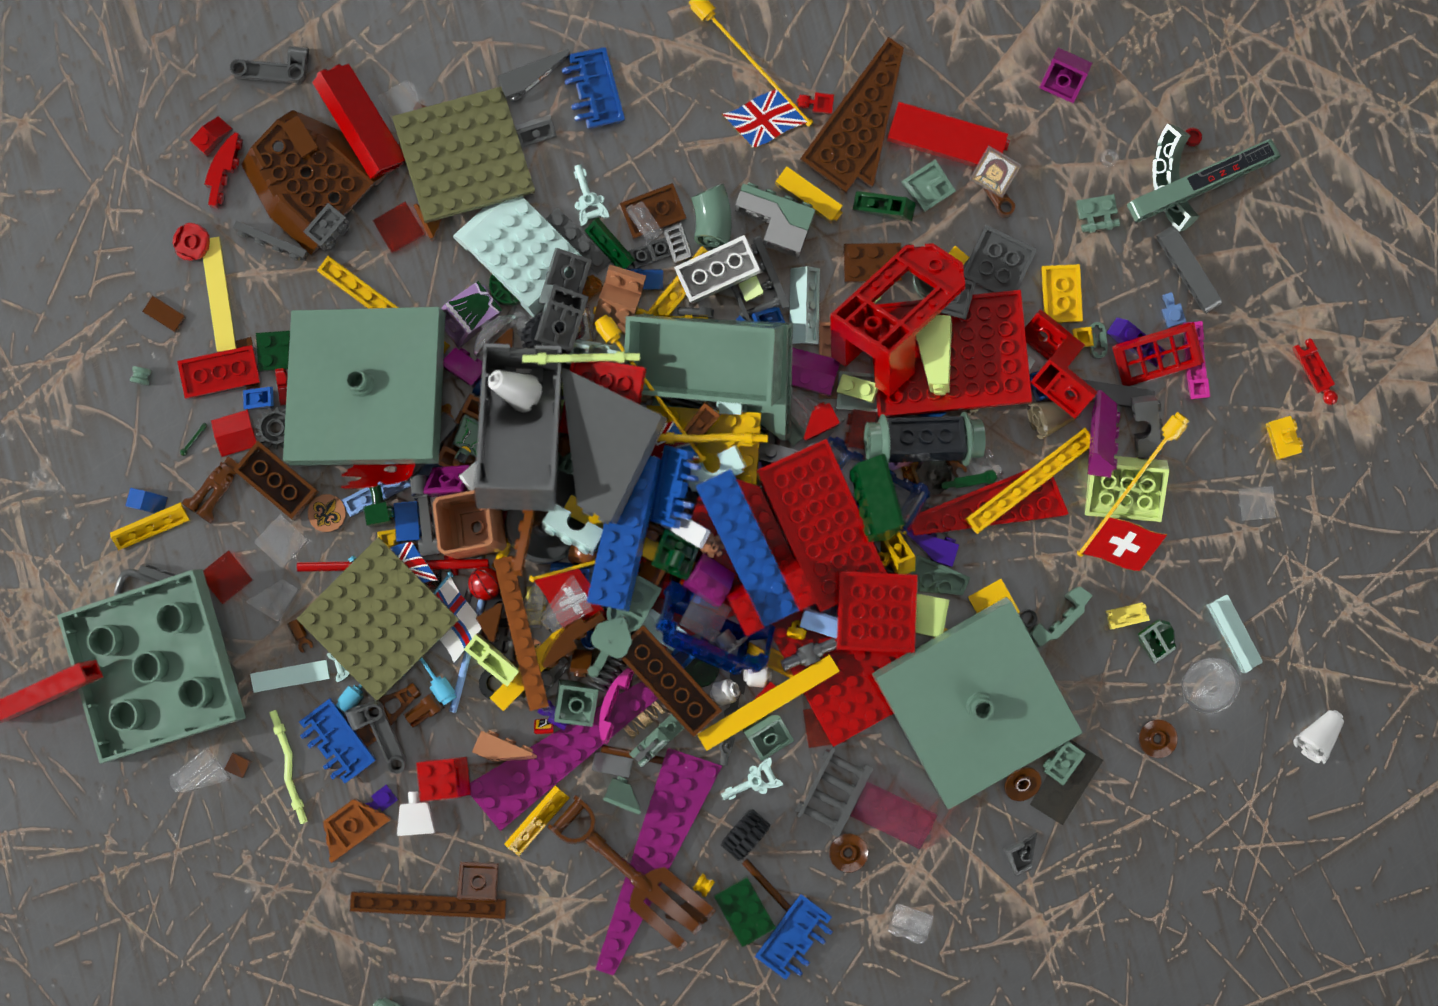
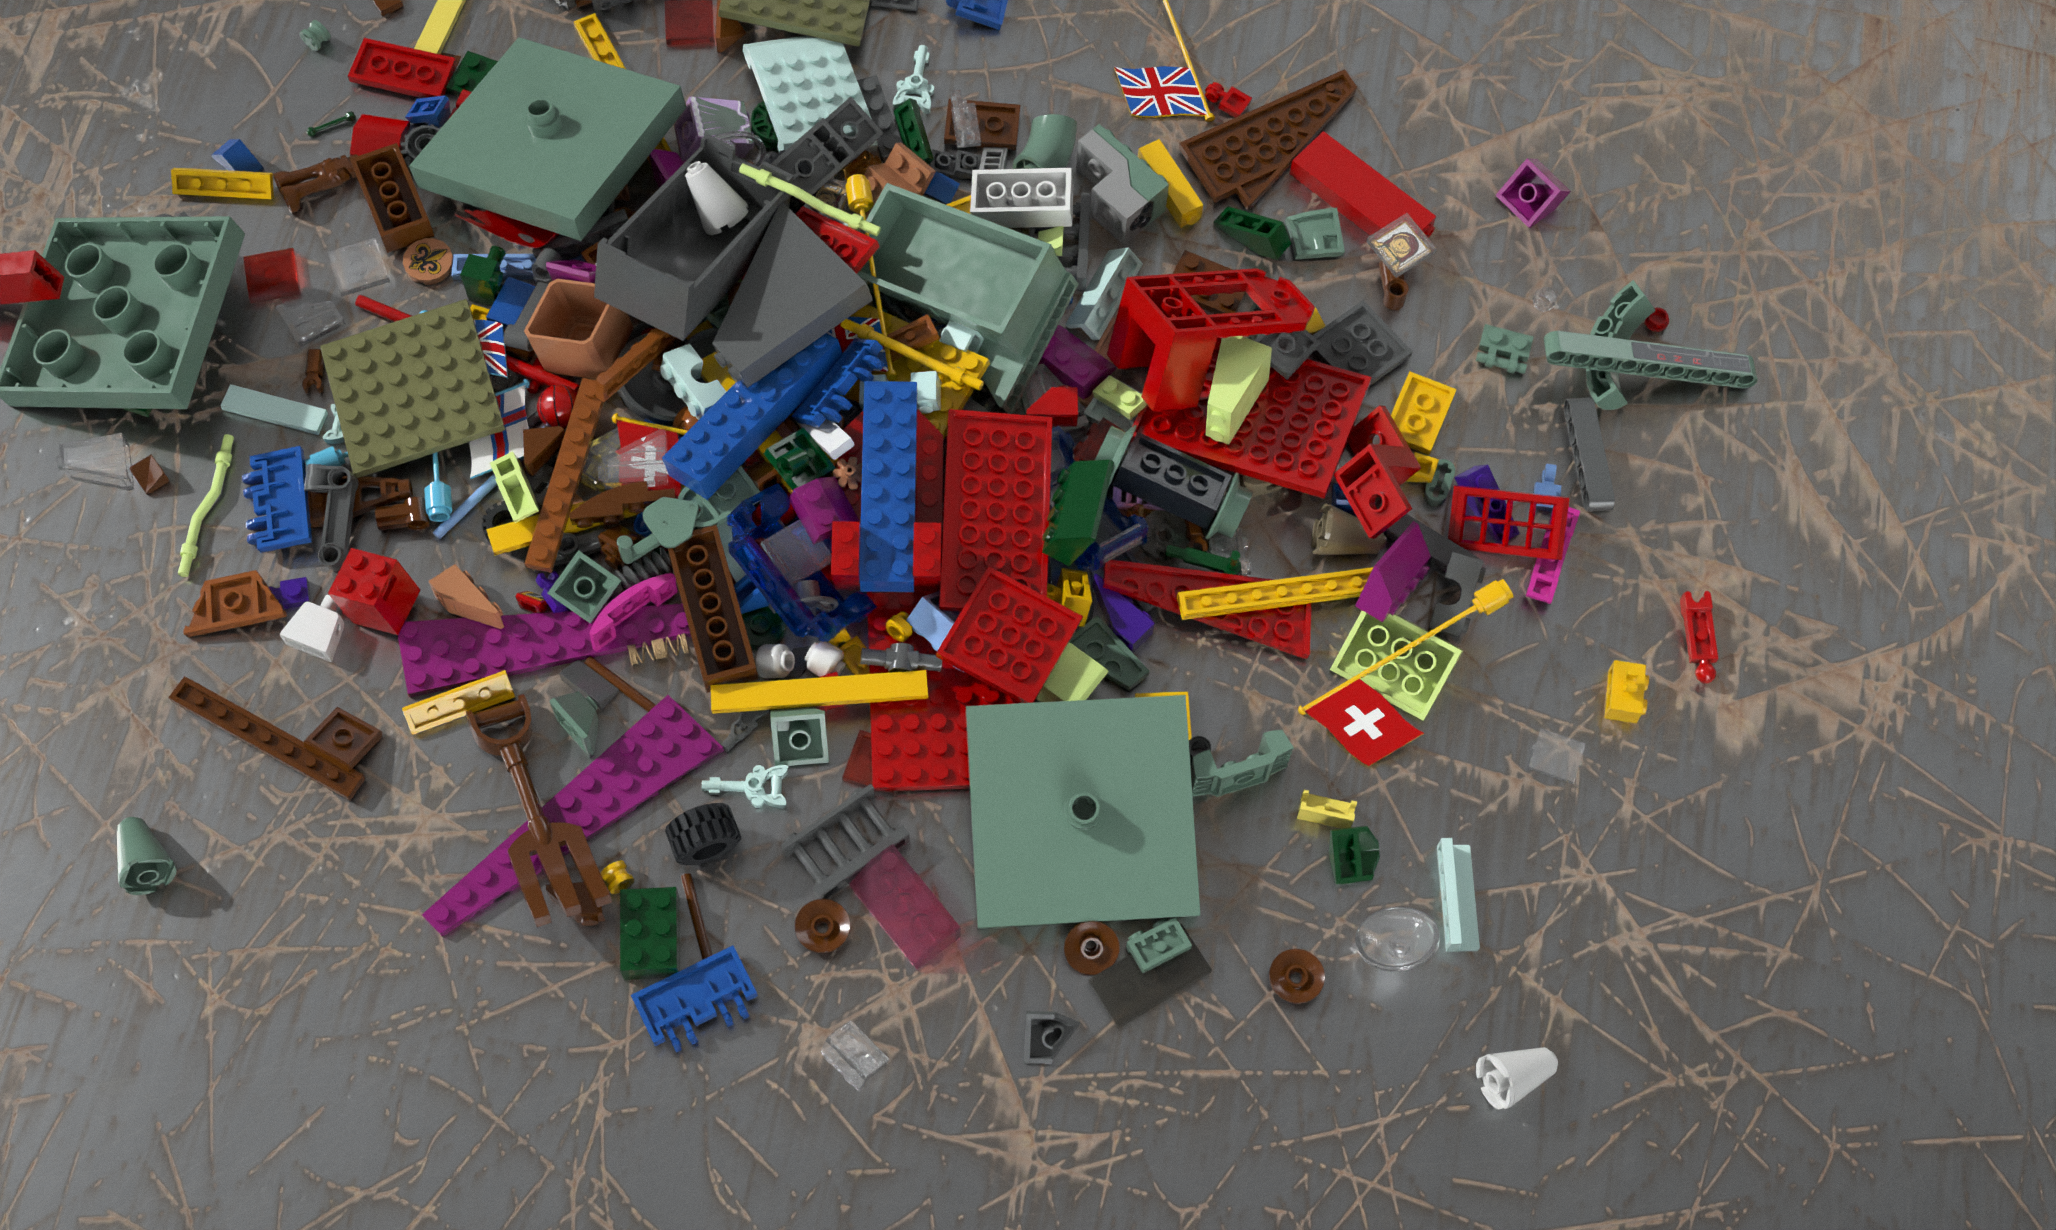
camera: 25 degrees right, 20 degrees down
(656, 740) = (659, 678): sand green plate -> none

